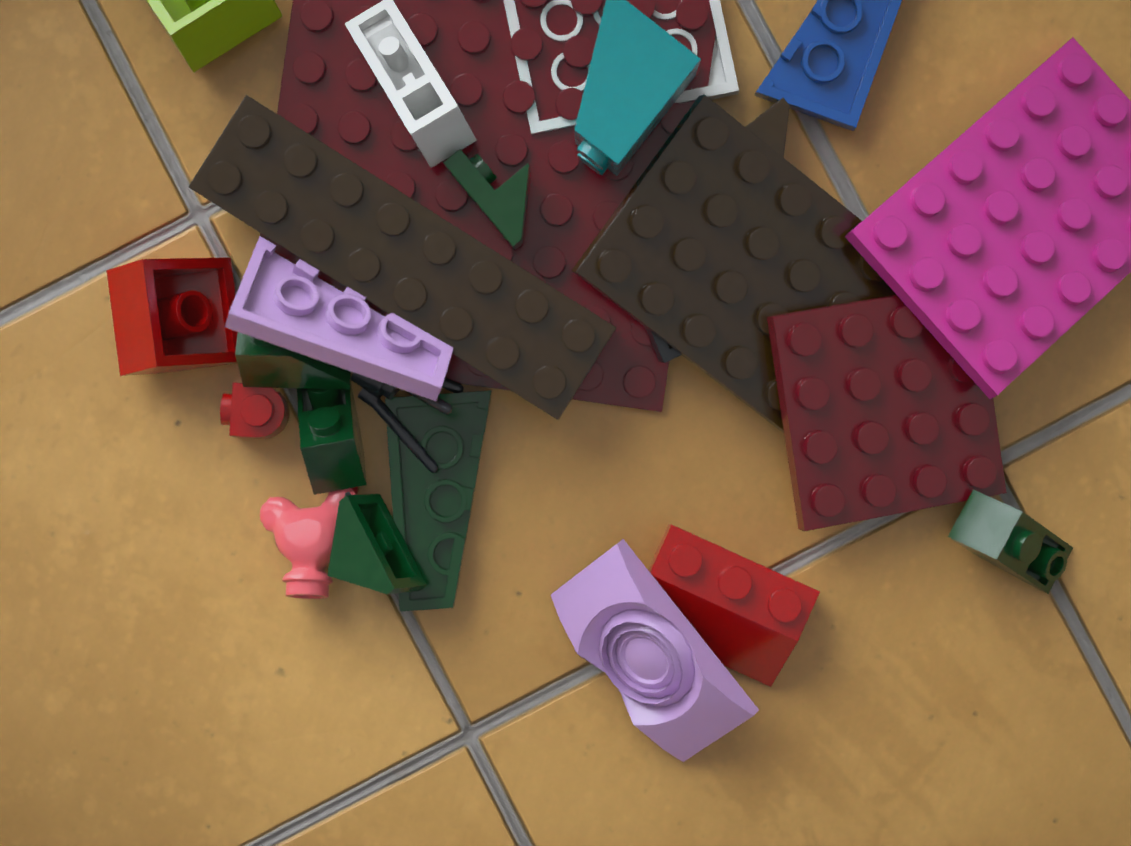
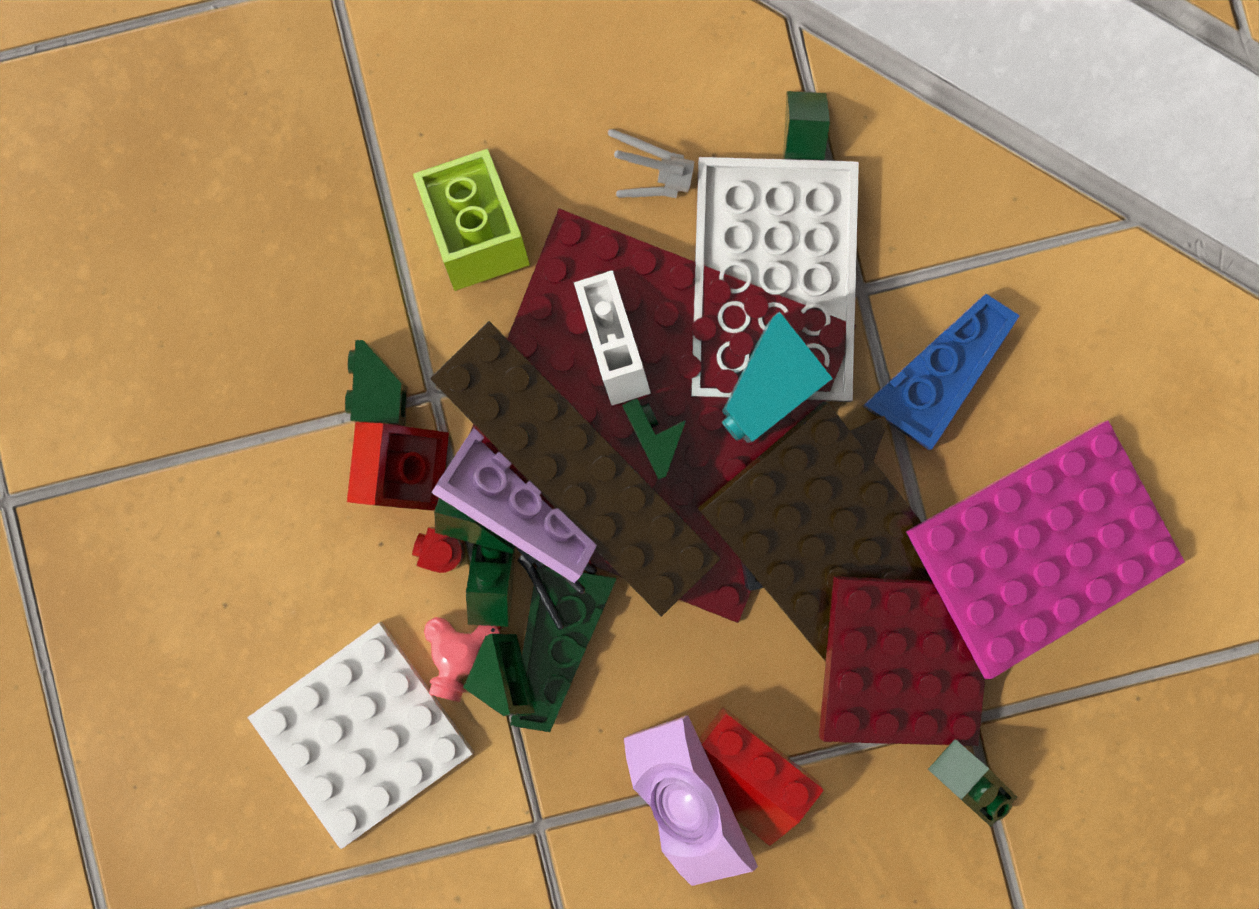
camera: 15 degrees right, 0 degrees up
(121, 221) = (376, 391): none -> dark green slope
(210, 672) = (361, 735): none -> white plate

